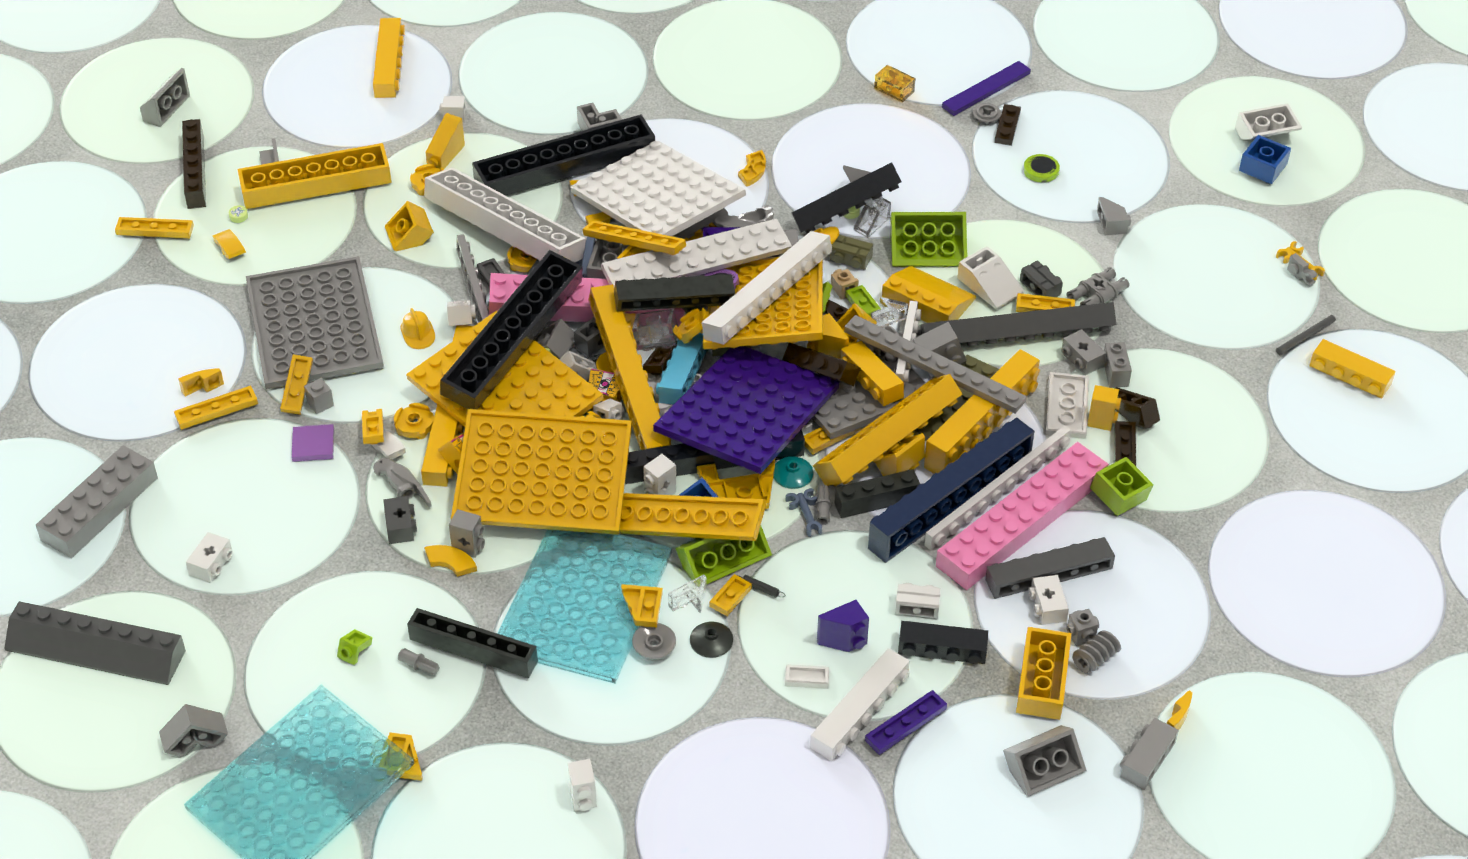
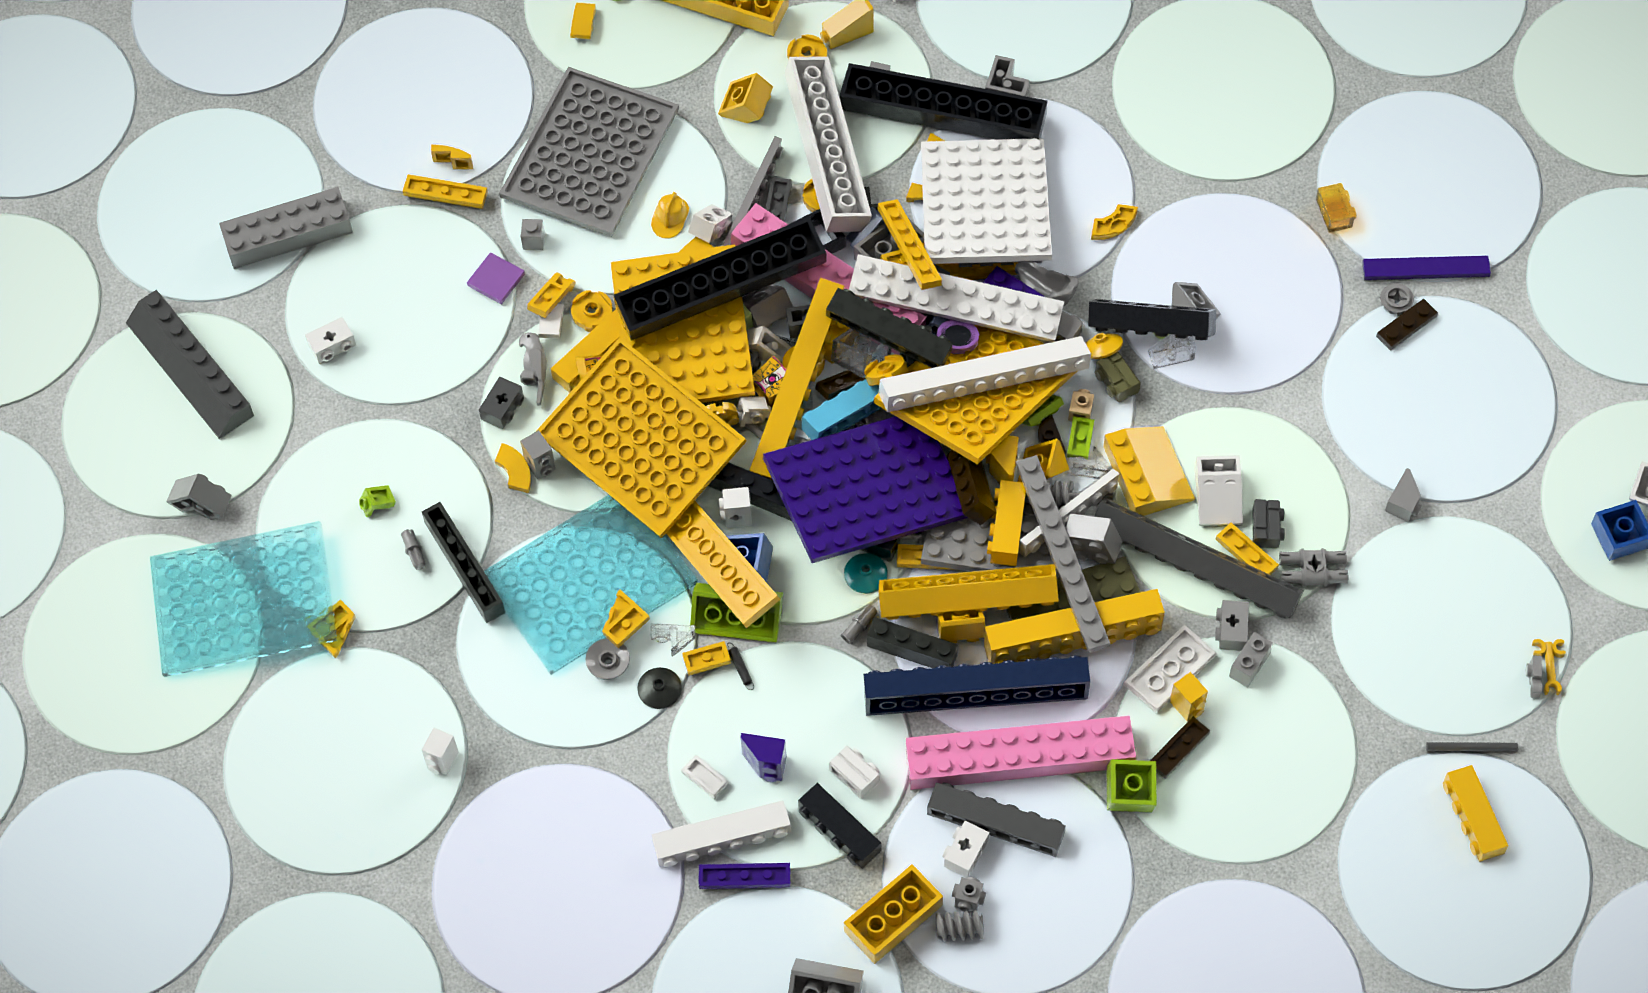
camera: 40 degrees right, 15 degrees up
(297, 378) = (523, 208): yellow plate -> none
(748, 486) = (795, 567): yellow wing -> none
(803, 501) = (847, 605): sand blue bar -> none
(928, 239) = (1201, 410): lime slope -> none
(995, 489) = (1026, 710): white plate -> none
(1041, 168) = (1392, 395): tile -> none
(1138, 408) = (1224, 712): dark brown slope -> none

